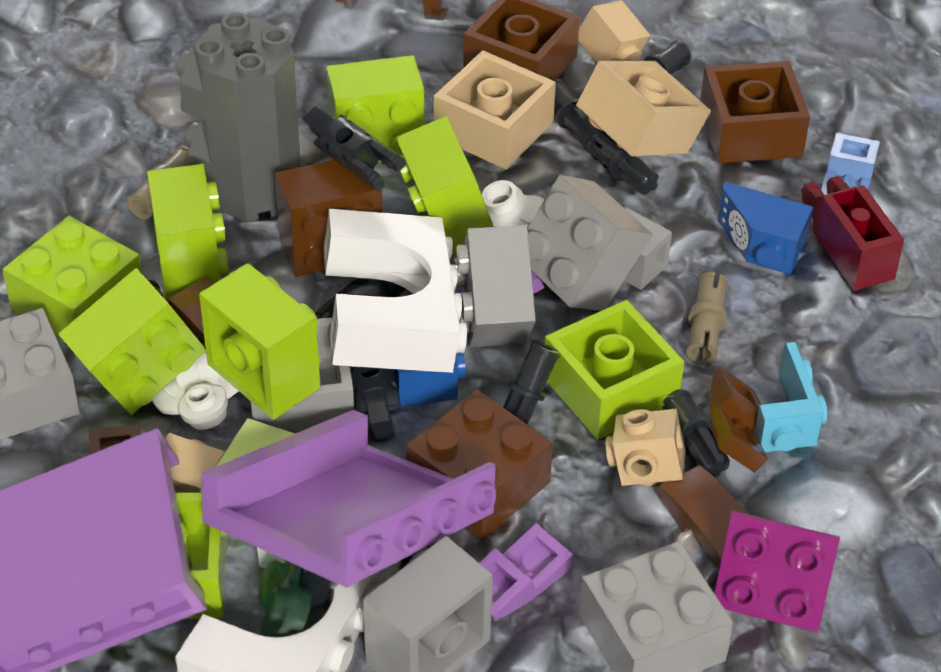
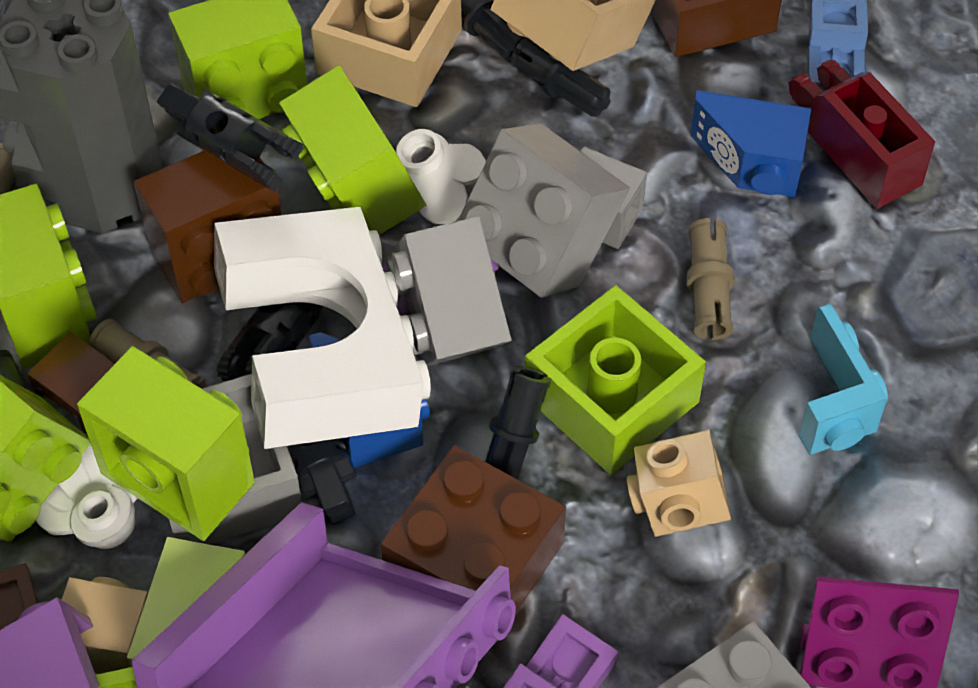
camera: 10 degrees left, 10 degrees up
(697, 433) = (733, 447): black axle -> none
(703, 506) = (771, 555): reddish brown slope -> none
(734, 419) = (774, 414): reddish brown slope -> none

